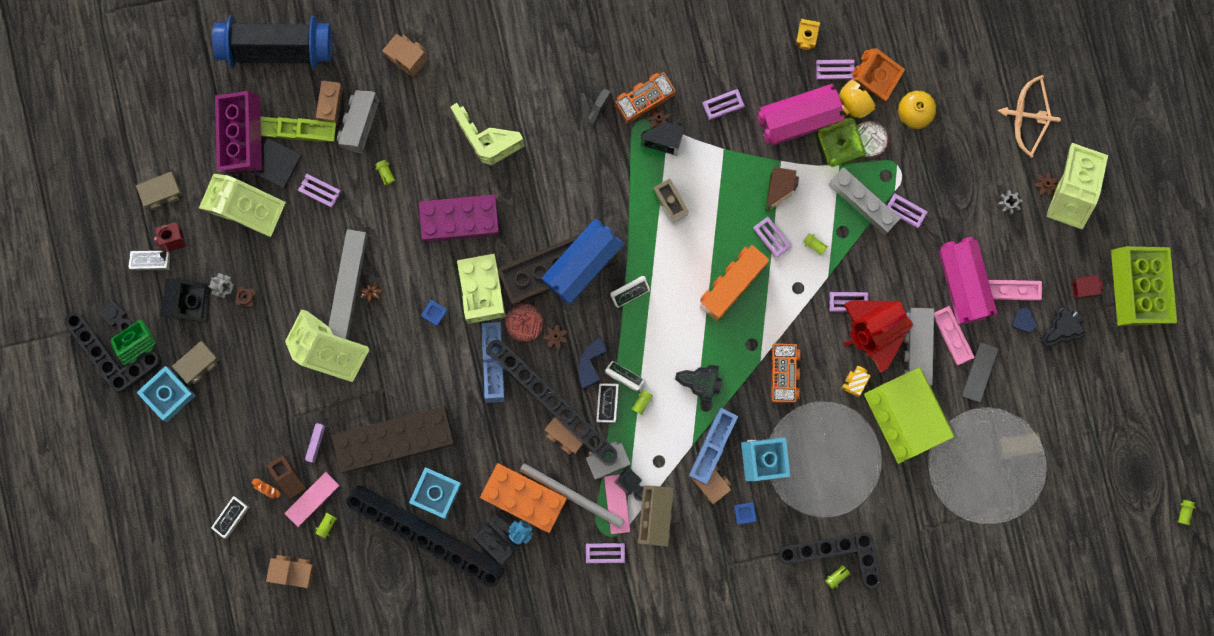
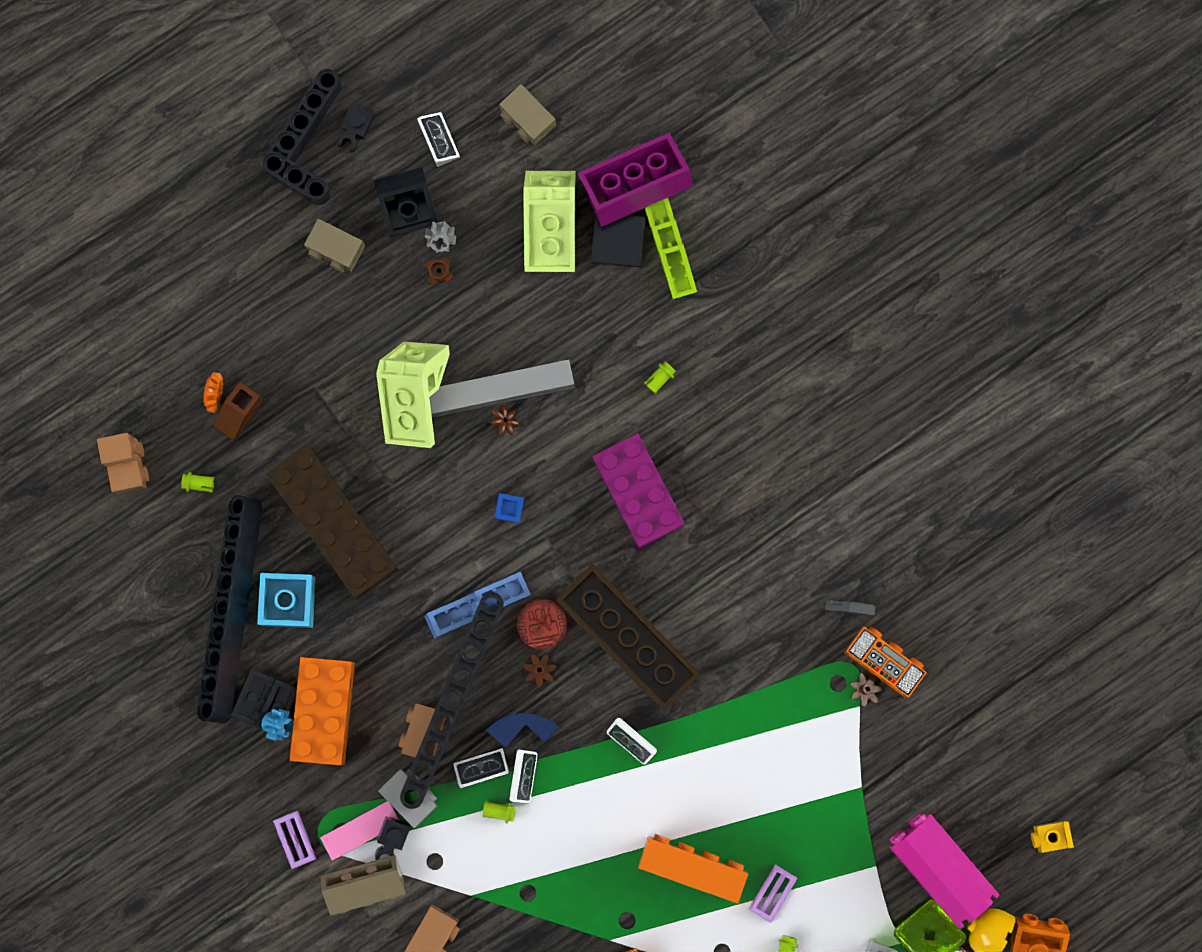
camera: 70 degrees right, 0 degrees up
(133, 342) = (328, 160): green brick -> none
(166, 394) = (282, 225): medium azure brick -> none
(175, 242) = (473, 160): dark red brick -> none
(230, 517) = (164, 363): slope -> none
(272, 42) = (762, 174): black brick -> none
(305, 184) = (607, 285): lavender tile -> none
(311, 499) = (224, 453): bright pink tile -> none
(315, 443) = (292, 428): lavender tile -> none
(329, 101) = (719, 273): medium nougat brick -> none
(358, 121) = (709, 318): light grey slope -> none
(405, 54) = (816, 342): medium nougat brick -> none
(481, 289) = (561, 554): yellowish green bracket -> none
(501, 142) = (753, 504): yellowish green bracket -> none
(572, 495) = (349, 769): light grey piece -> none
(582, 261) = (640, 668): blue brick -> none
(664, 138) = (843, 708): black slope -> none
(670, 201) = (765, 747): dark tan brick -> none
(702, 381) = (553, 877): black rock -> none
(708, 110) = (902, 748): lavender tile -> none
(713, 446) = (477, 923): medium blue slope -> none
(781, 186) = (840, 879): reddish brown slope -> none
(834, 69) = (1013, 869): lavender tile -> none

